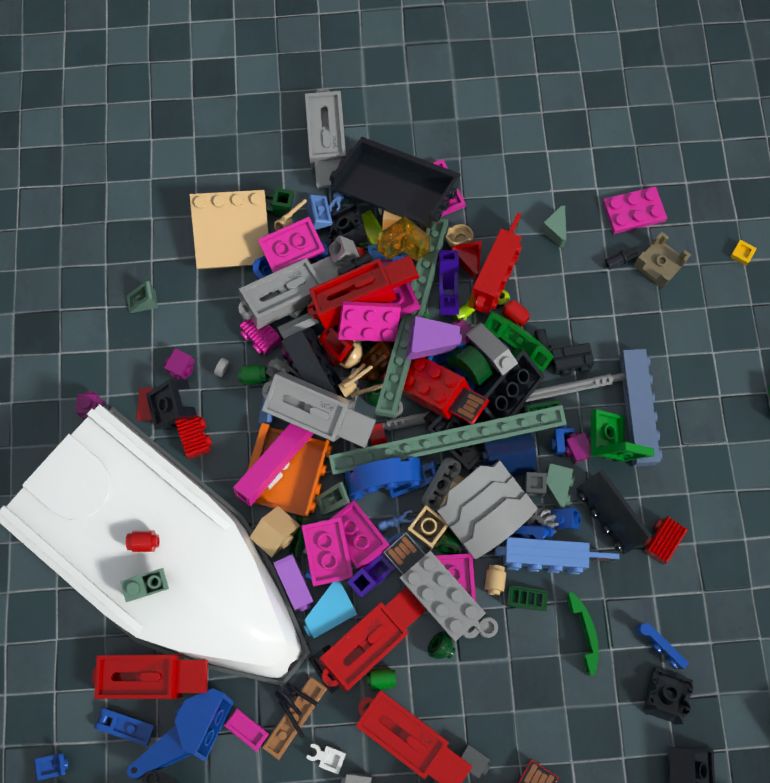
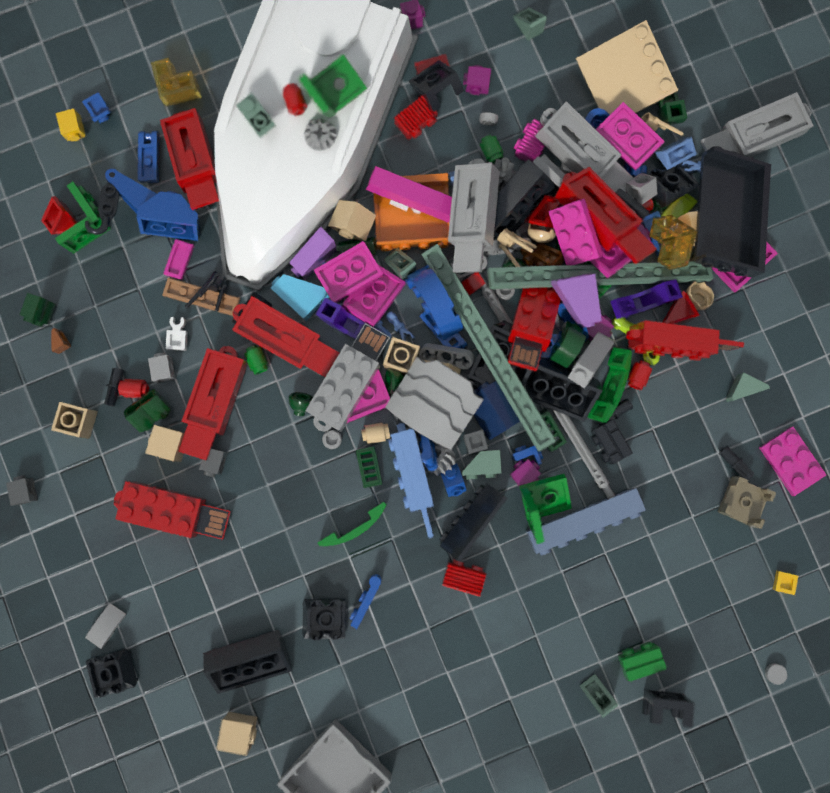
camera: 75 degrees right, 10 degrees up
(63, 674) = (174, 87): none -> clear yellow brick
(145, 508) = (323, 91): none -> green bracket
(189, 537) = (326, 140): none -> light grey gear

